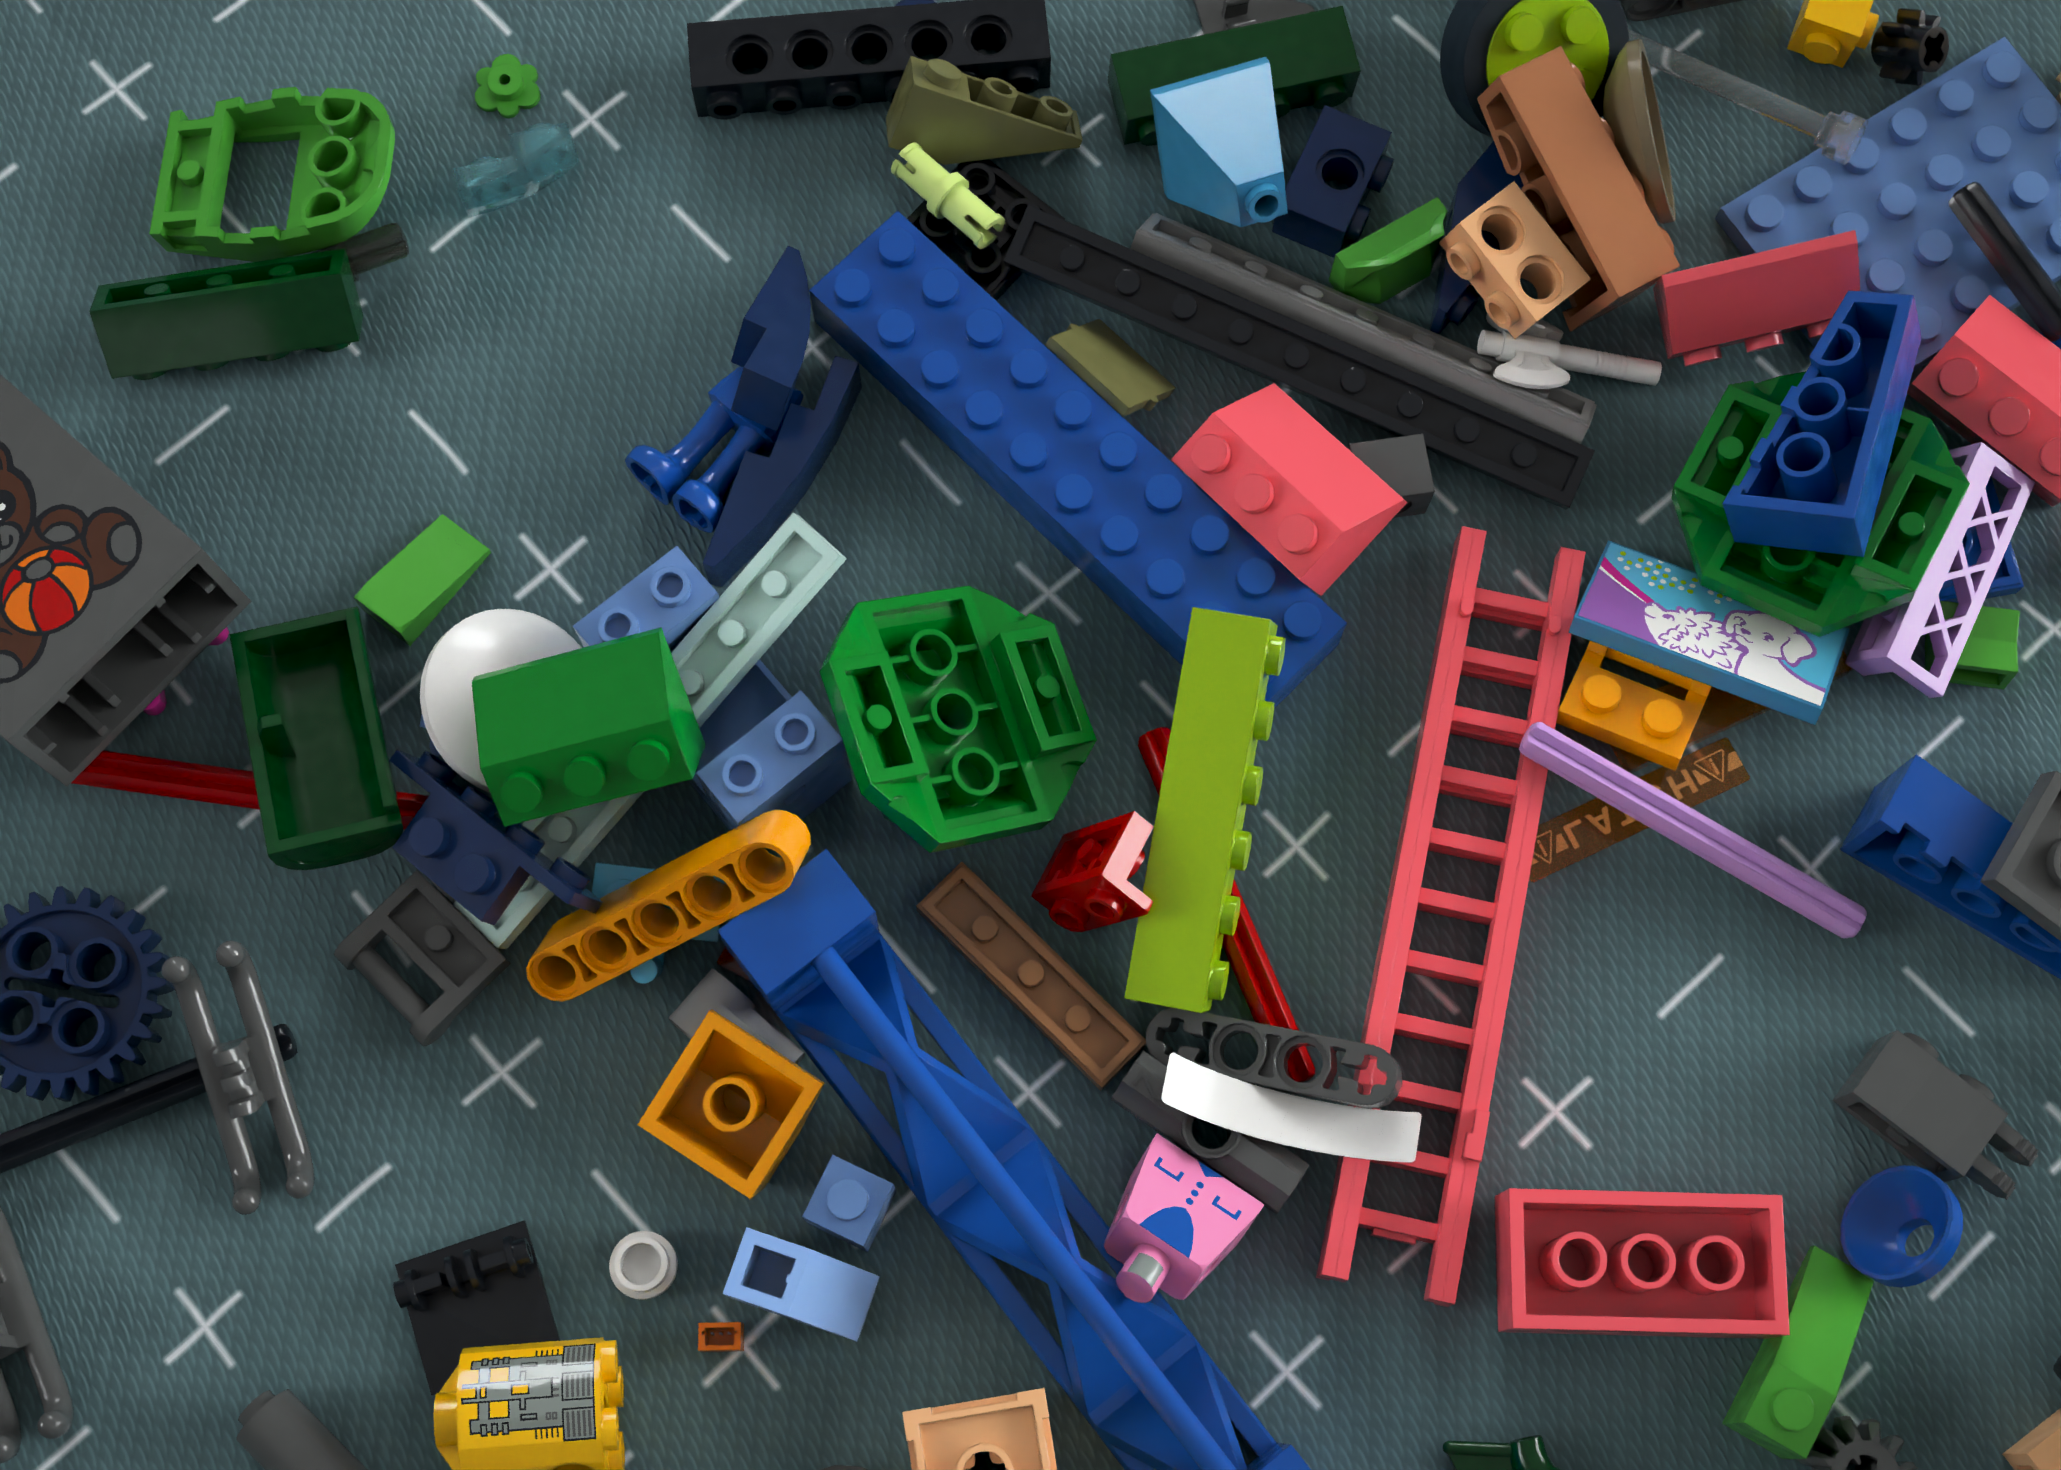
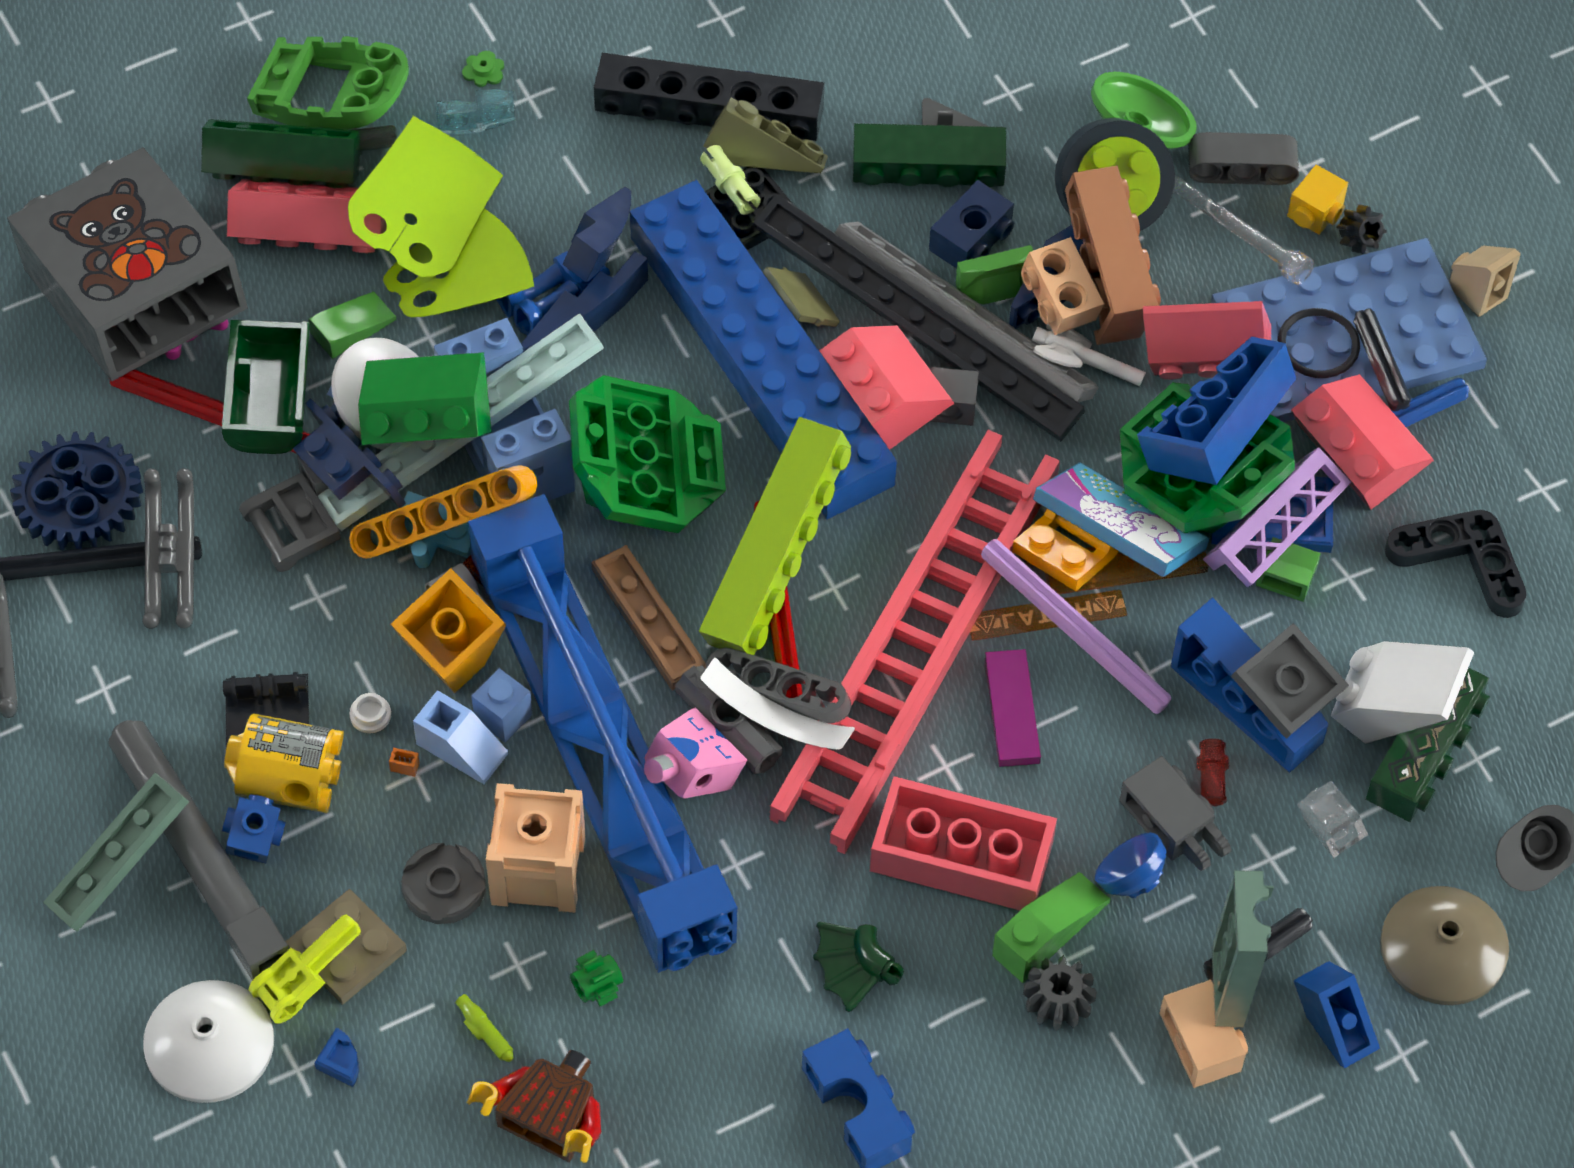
camera: 15 degrees right, 15 degrees down
(302, 409) = (295, 215): none -> coral slope
(483, 310) = (435, 182): none -> lime piece
(598, 423) = (485, 270): none -> lime piece
(1089, 875) = (701, 565): red bracket -> none
(1222, 144) = (907, 183): slope -> none
(1630, 988) = (1012, 708): none -> magenta tile
(1637, 126) = (1168, 234): dark tan dish -> none
(1945, 217) = (1329, 314): none -> black tyre
(1965, 1022) = (1212, 766): none -> clear red pin

